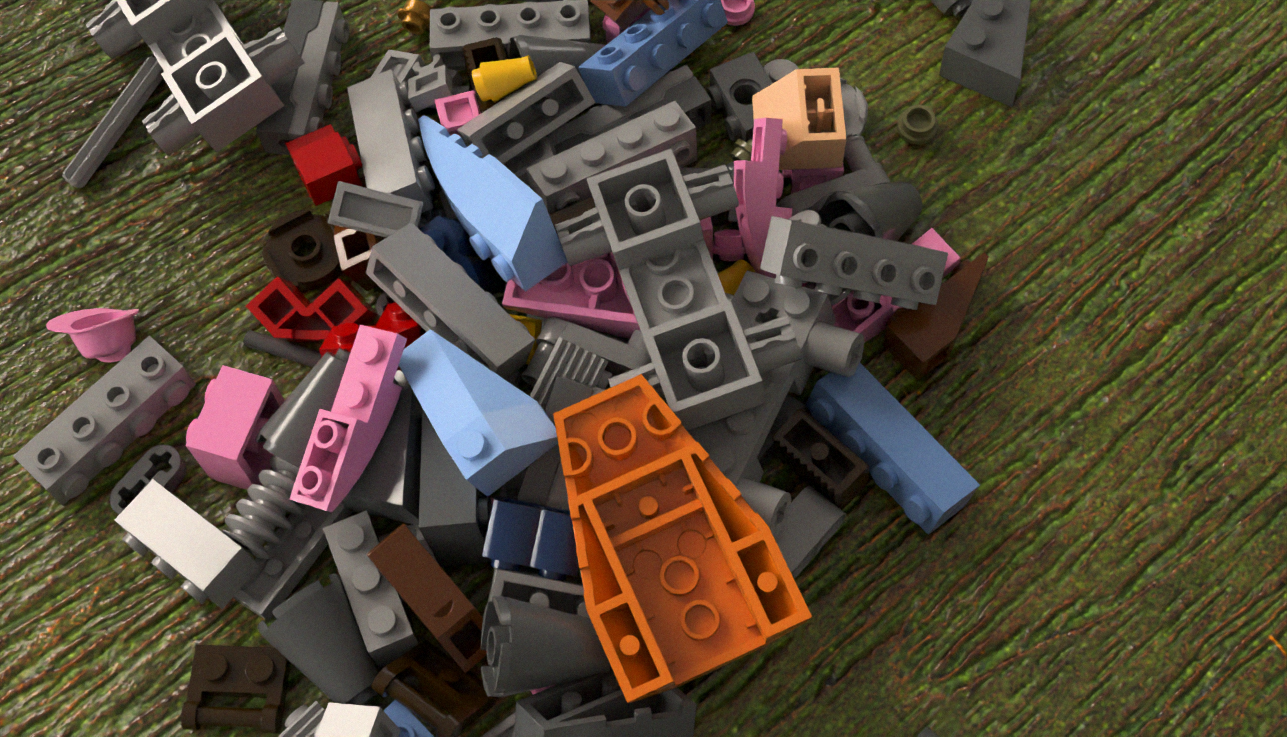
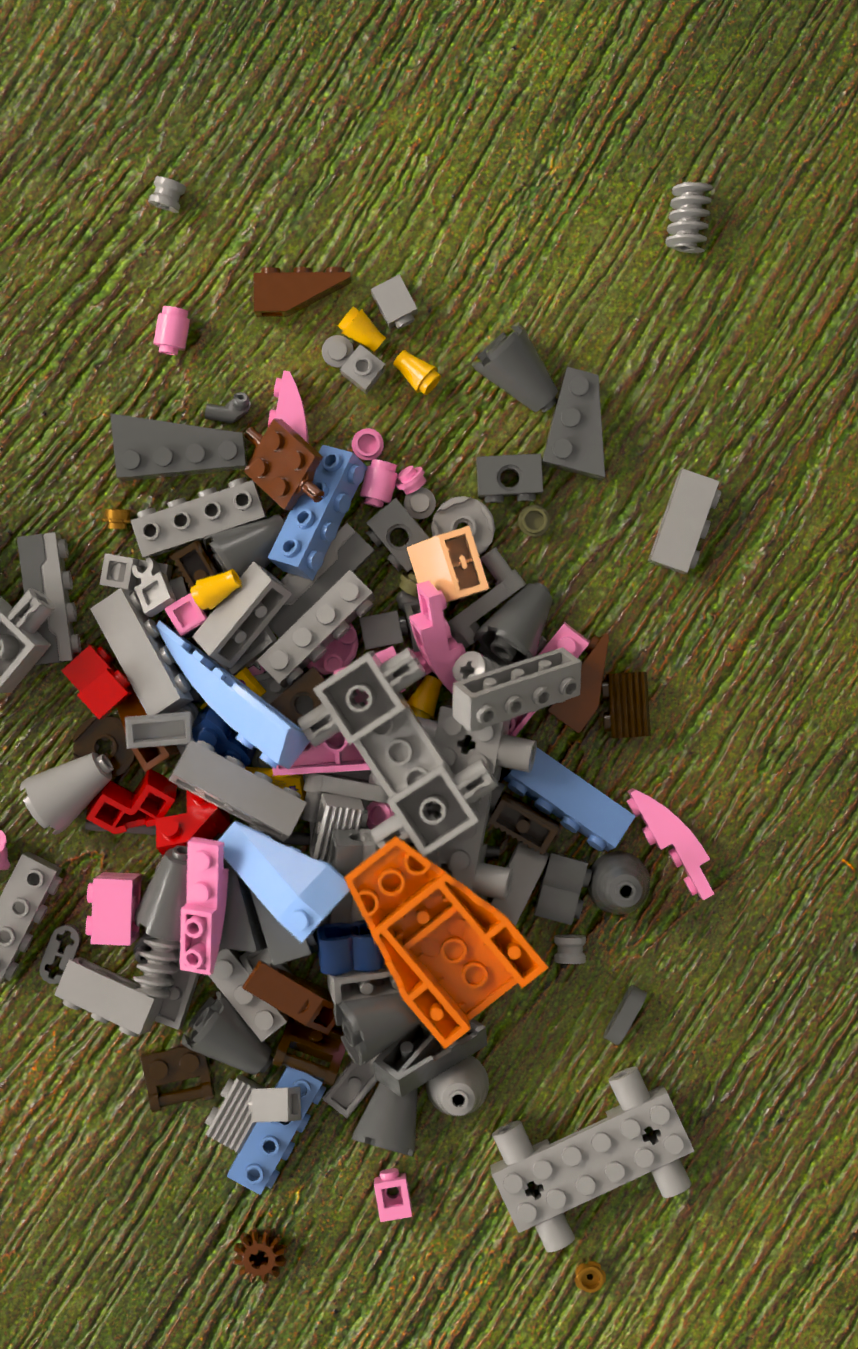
camera: 20 degrees left, 25 degrees up
(235, 270) = (66, 790): none -> light grey cone
(737, 39) = (379, 483): none -> bright pink brick
(776, 47) = (410, 479): none -> bright pink plate
(846, 650) = (570, 949): none -> light grey wheel
(852, 563) = (561, 888): none -> dark grey brick
(913, 59) = (527, 468): none -> dark grey brick
(936, 580) = (610, 874): none -> dark grey cone
(995, 352) = (627, 705): none -> dark brown brick
(1023, 523) = (667, 829): none -> bright pink slope
(1111, 162) = (685, 522): none -> light grey brick

